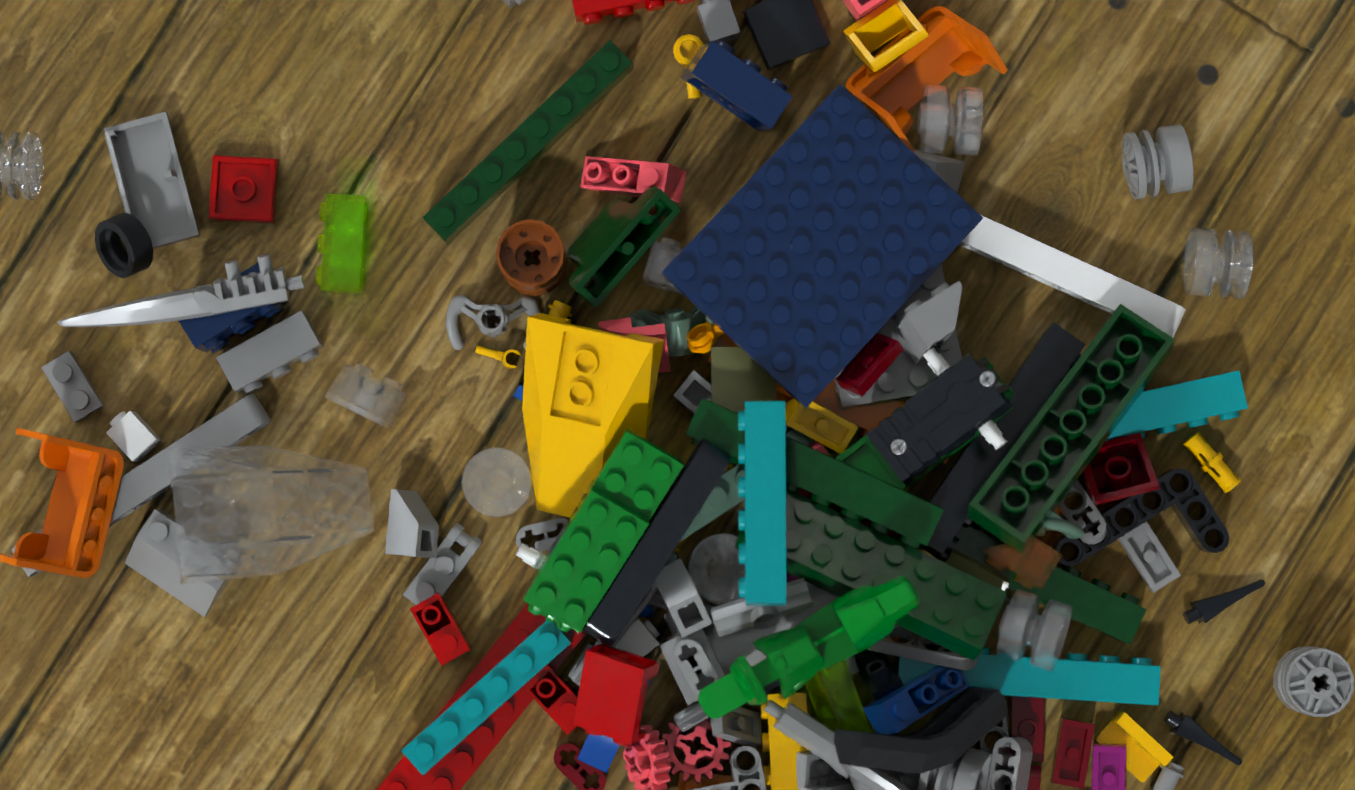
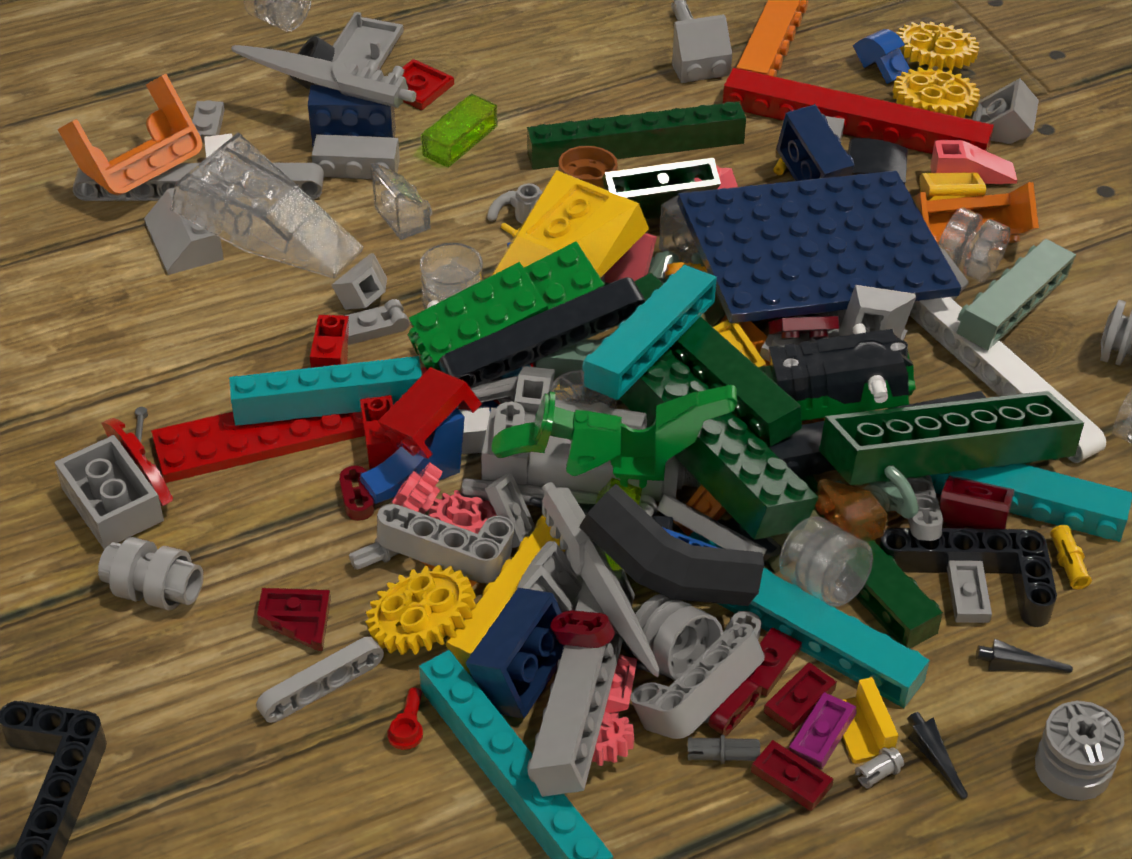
camera: 35 degrees right, 40 degrees down
(1024, 166) = (1014, 294): none -> sand green brick

